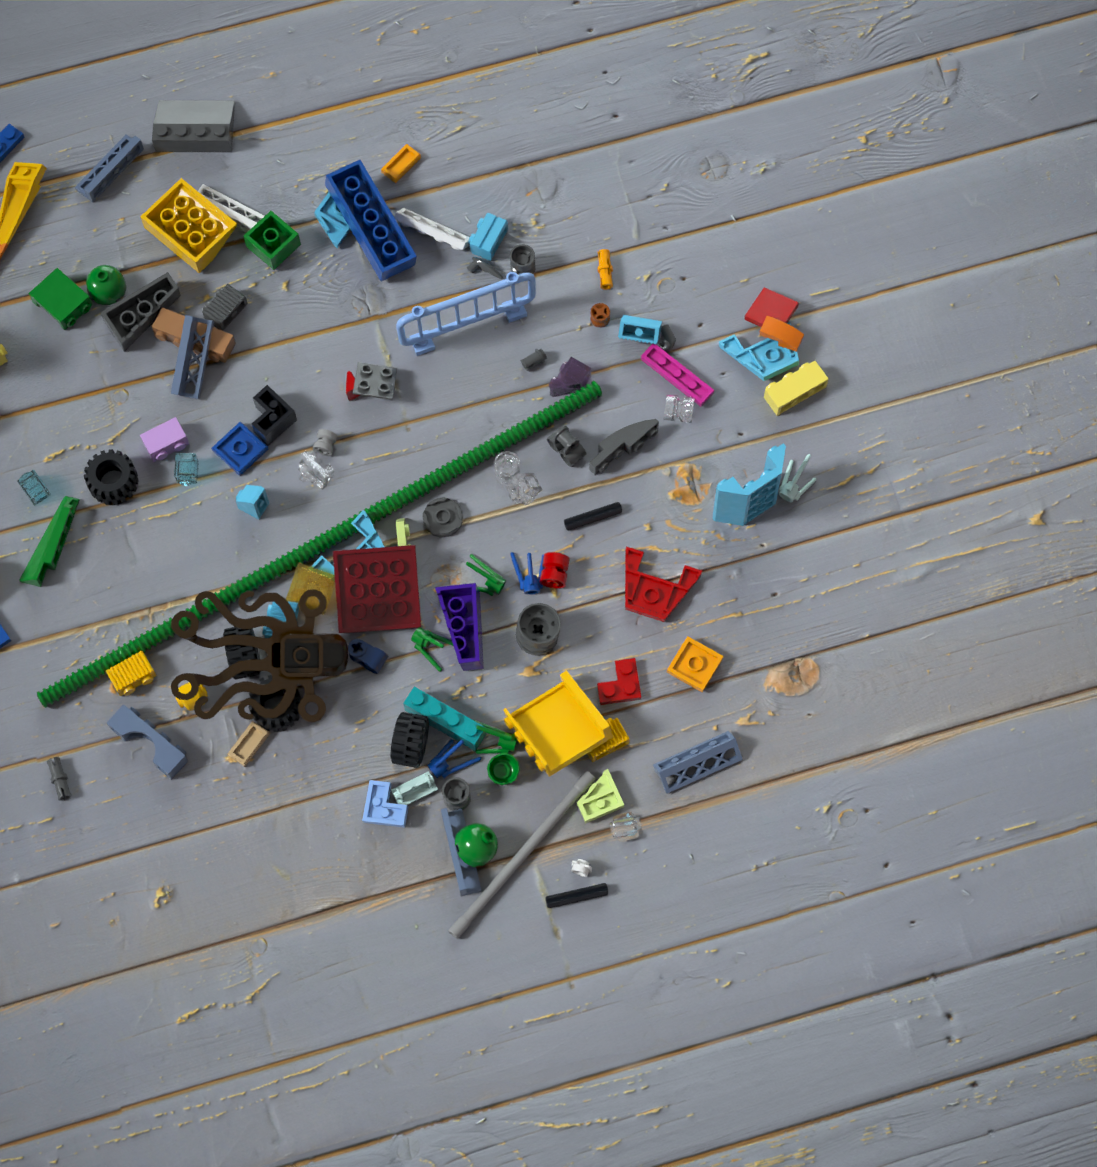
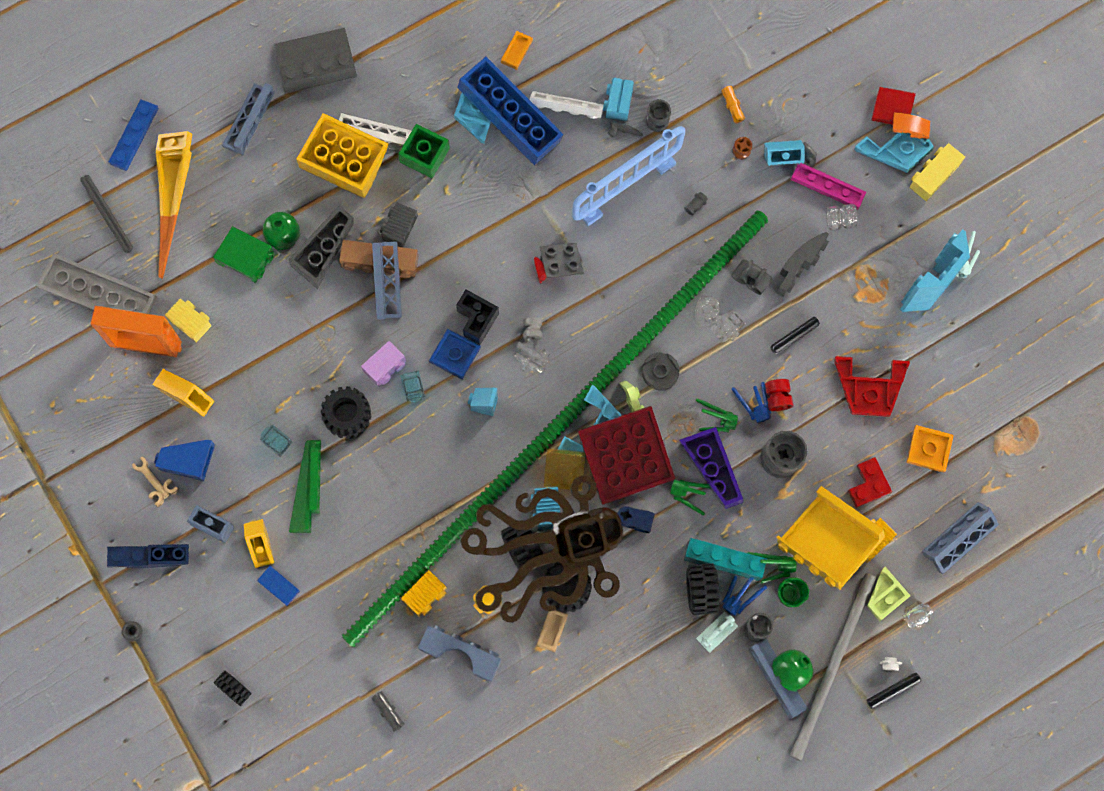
camera: 20 degrees left, 5 degrees up
(378, 808) = (693, 661): light blue plate -> none
(571, 378) = (736, 213): clear purple slope -> none

